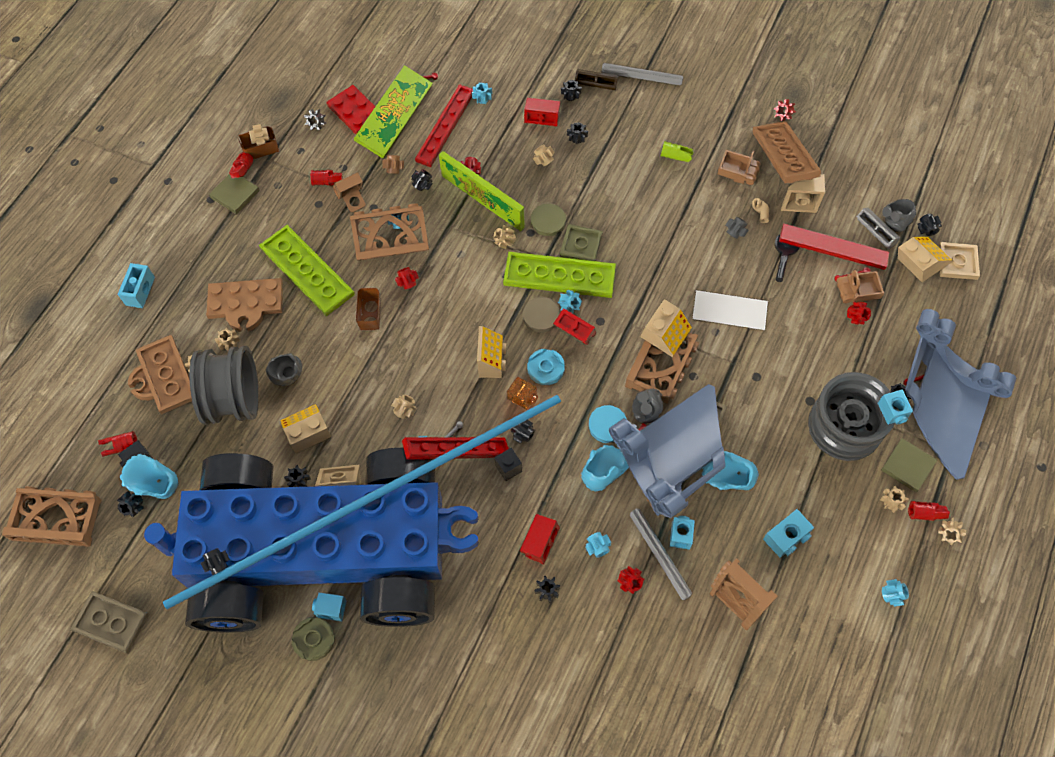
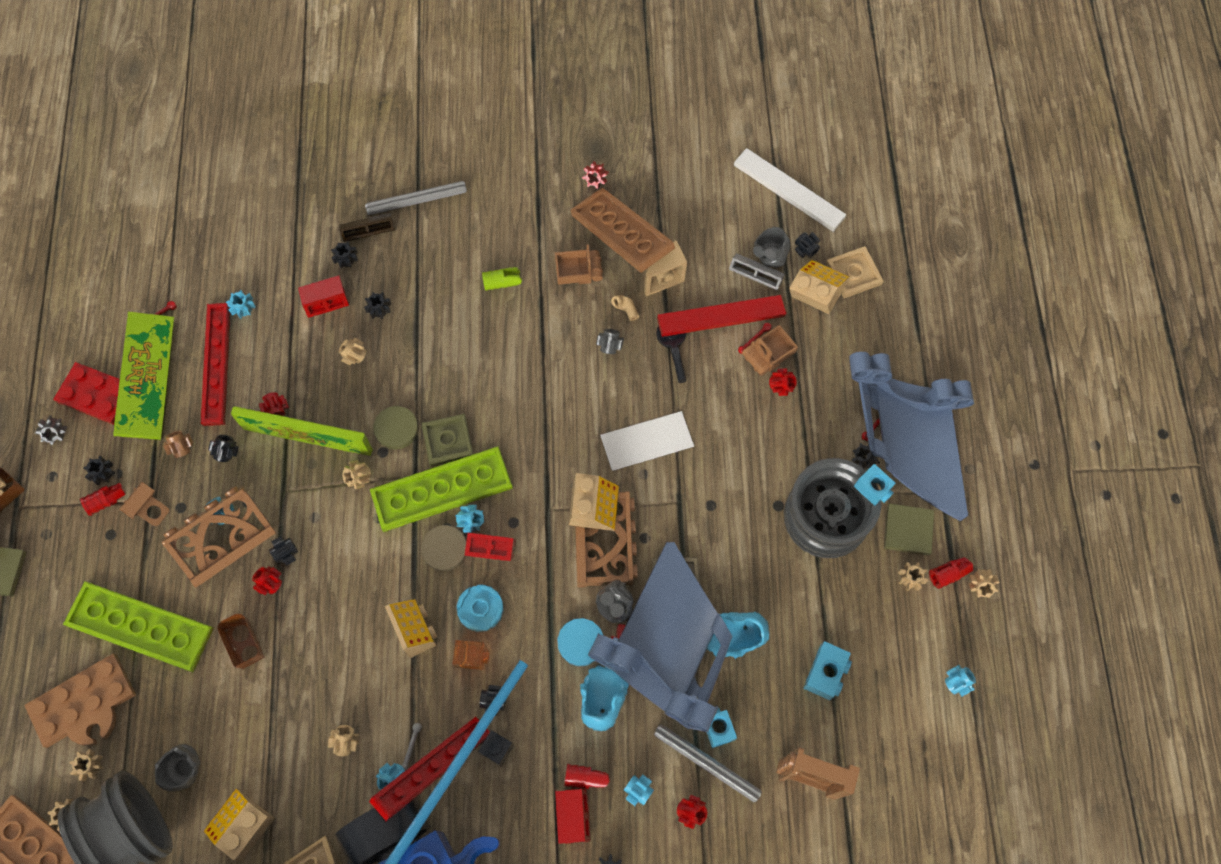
camera: 30 degrees left, 5 degrees up
(332, 158) = (93, 468): none -> black gear
(428, 264) = (283, 550): none -> black gear
(563, 516) = (585, 777): none -> red hinge
(935, 182) = (790, 190): none -> white tile

